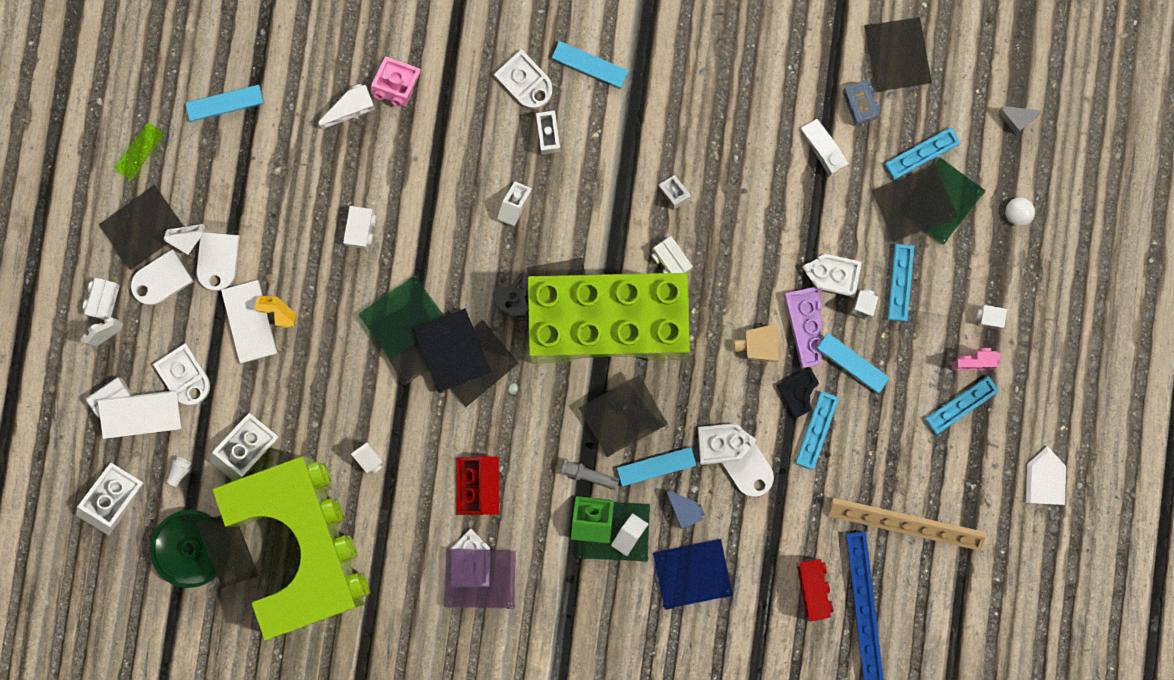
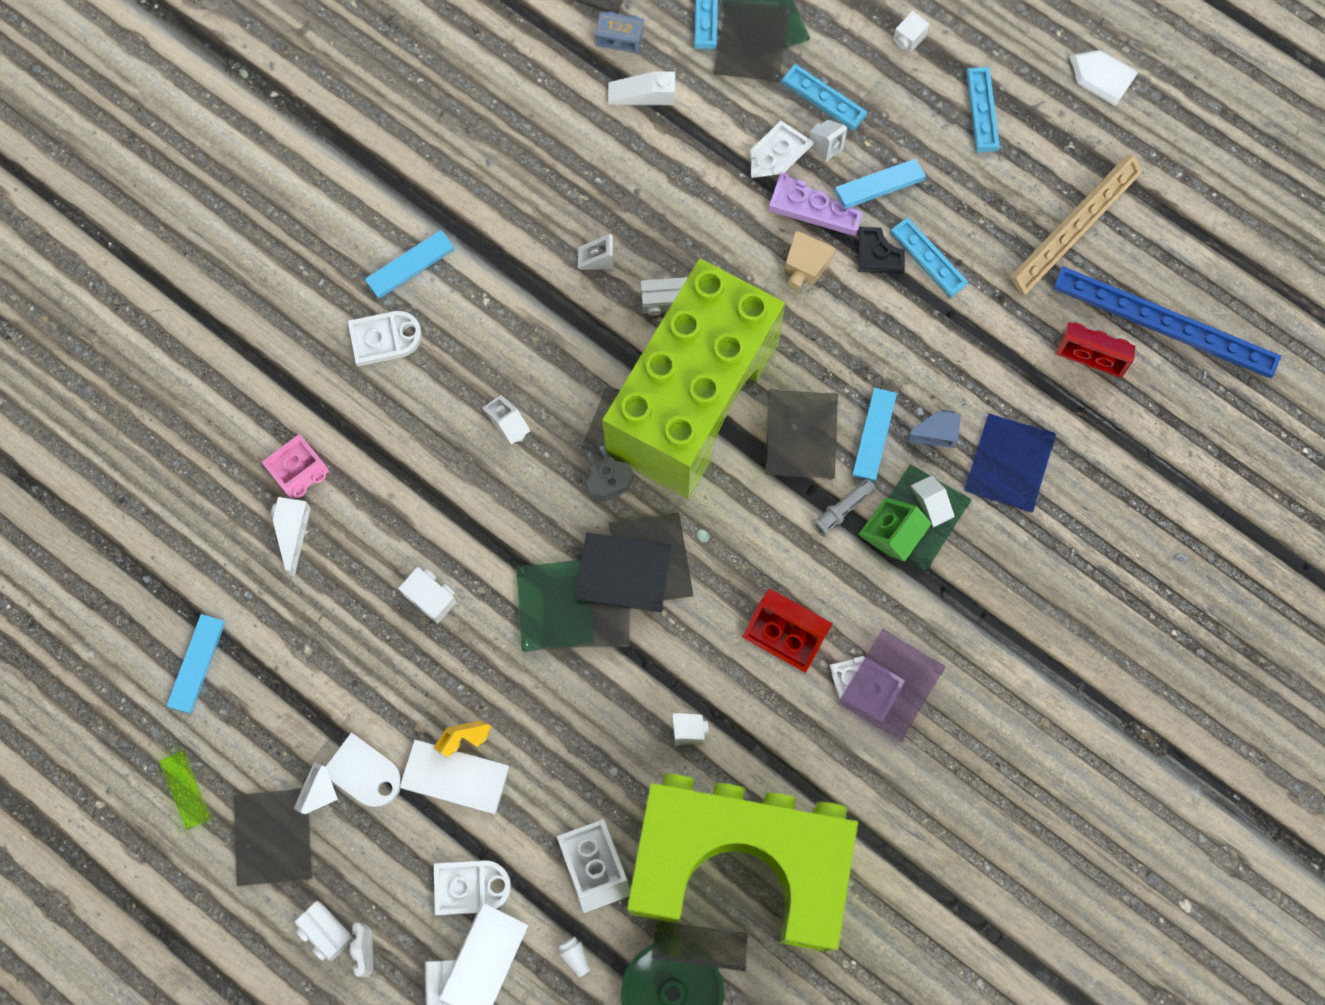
camera: 65 degrees left, 10 degrees down
(162, 278) = (344, 848): white tile -> none
(548, 132) = (454, 340): white brick -> none
(723, 443) = (889, 353): white tile -> none
(748, 470) = (925, 345): white tile -> none
(981, 360) = (949, 64): bright pink plate -> none

